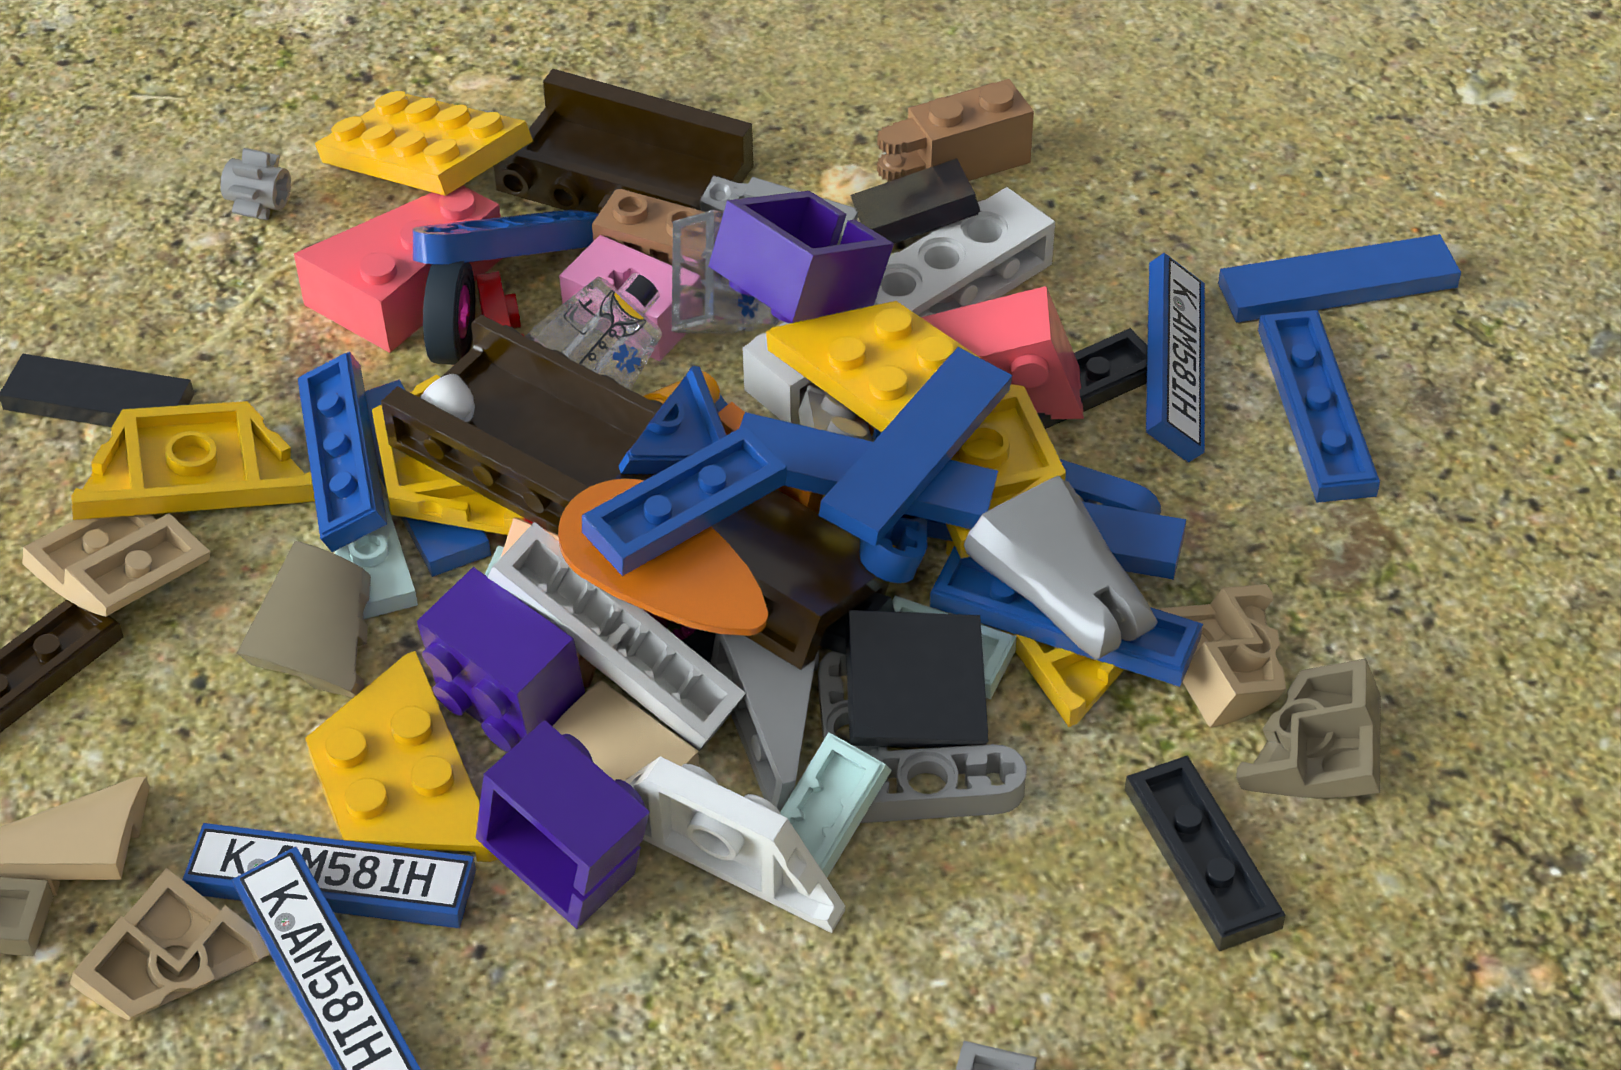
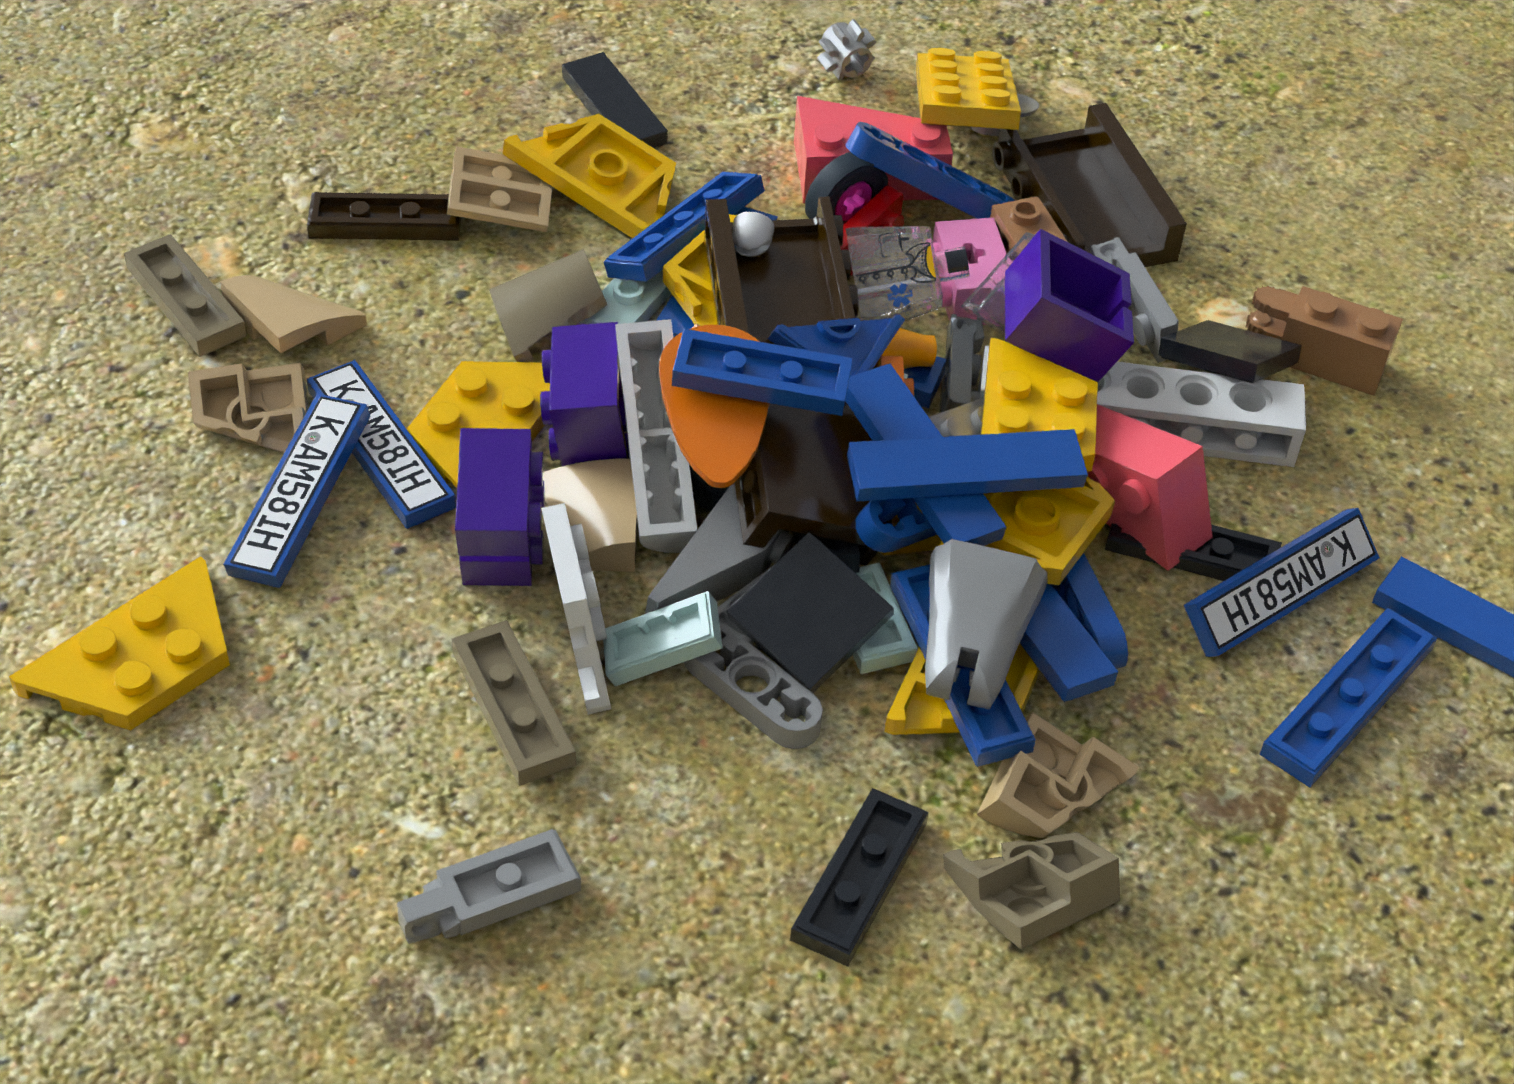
camera: 45 degrees right, 0 degrees up
(734, 377) = (962, 363): none -> dark grey hinge
(776, 977) = (513, 702): none -> dark tan plate

